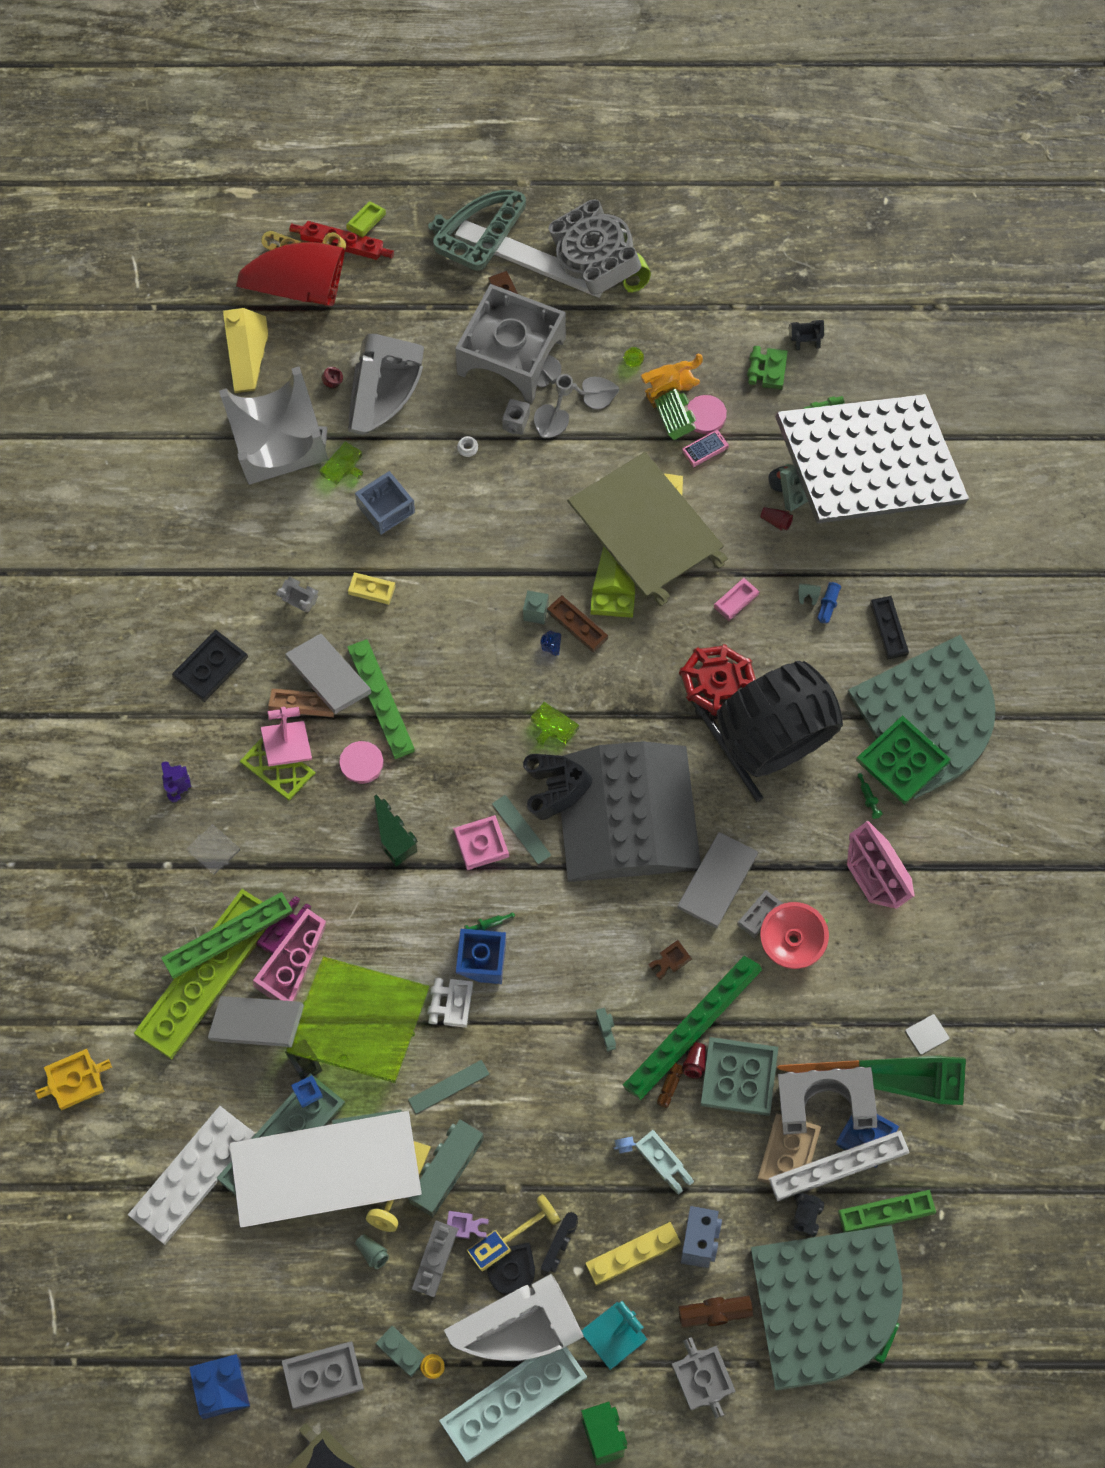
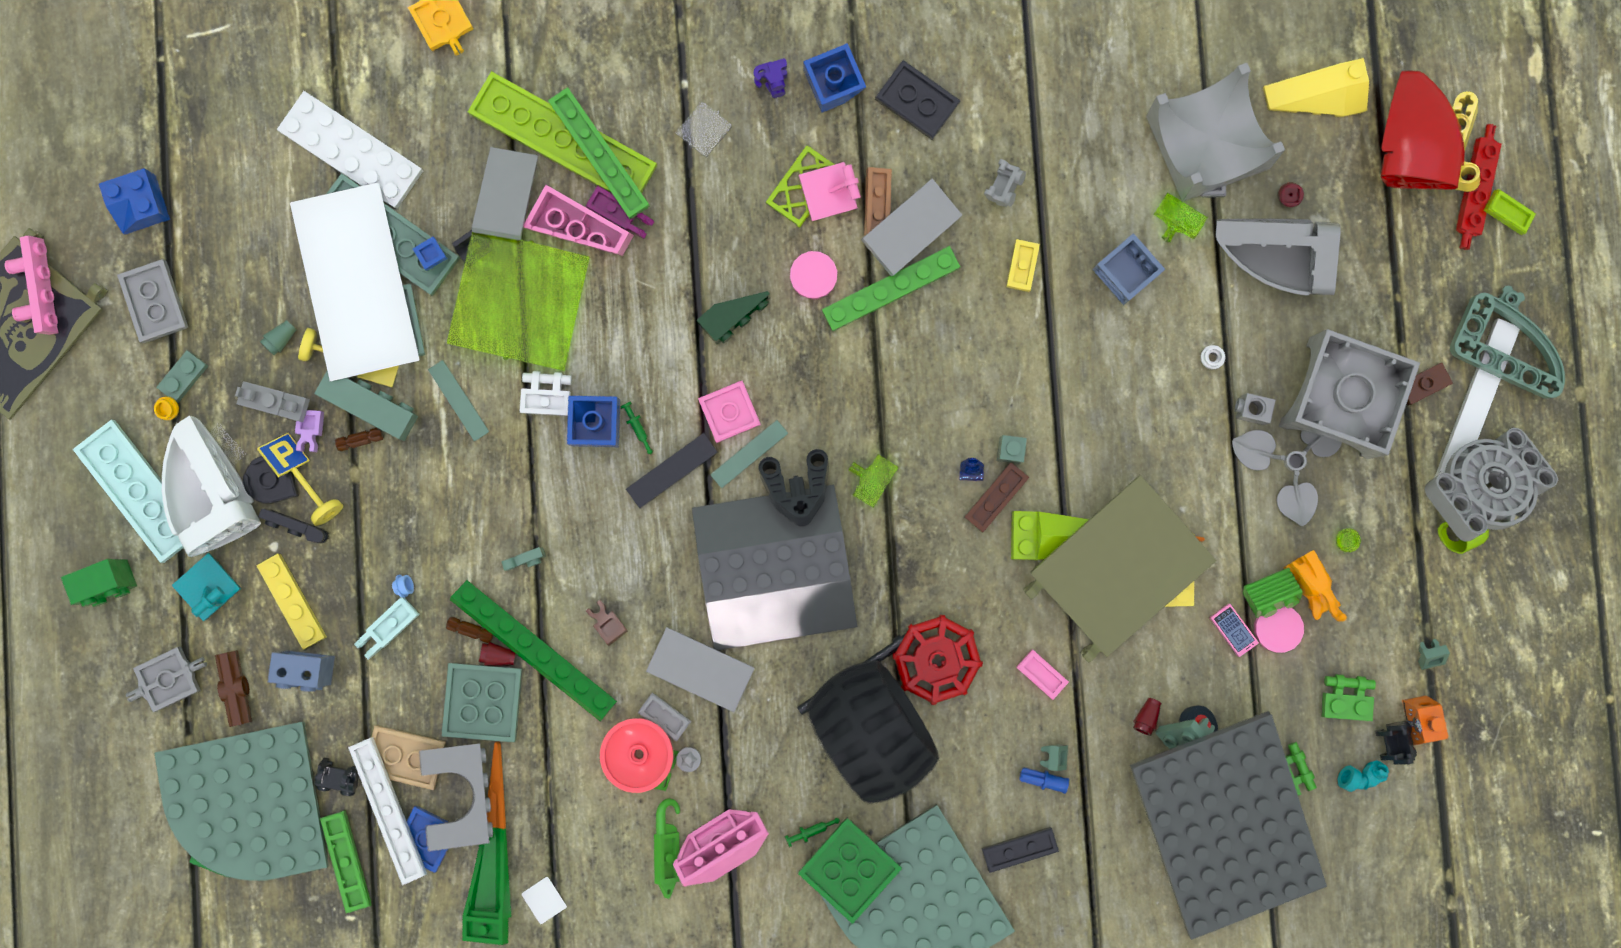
camera: 80 degrees right, 20 degrees up
(182, 728) = (833, 77): none -> blue slope
(479, 1179) = (359, 439): none -> reddish brown axle
(532, 895) = (671, 470): none -> black tile
(735, 302) = (1432, 657): none -> sand green tile
(787, 309) = (1426, 720): none -> orange torso
(800, 894) = (688, 759): none -> light grey tile
(833, 355) = (1372, 774): none -> teal arm
(882, 918) = (666, 849): none -> bright green plate

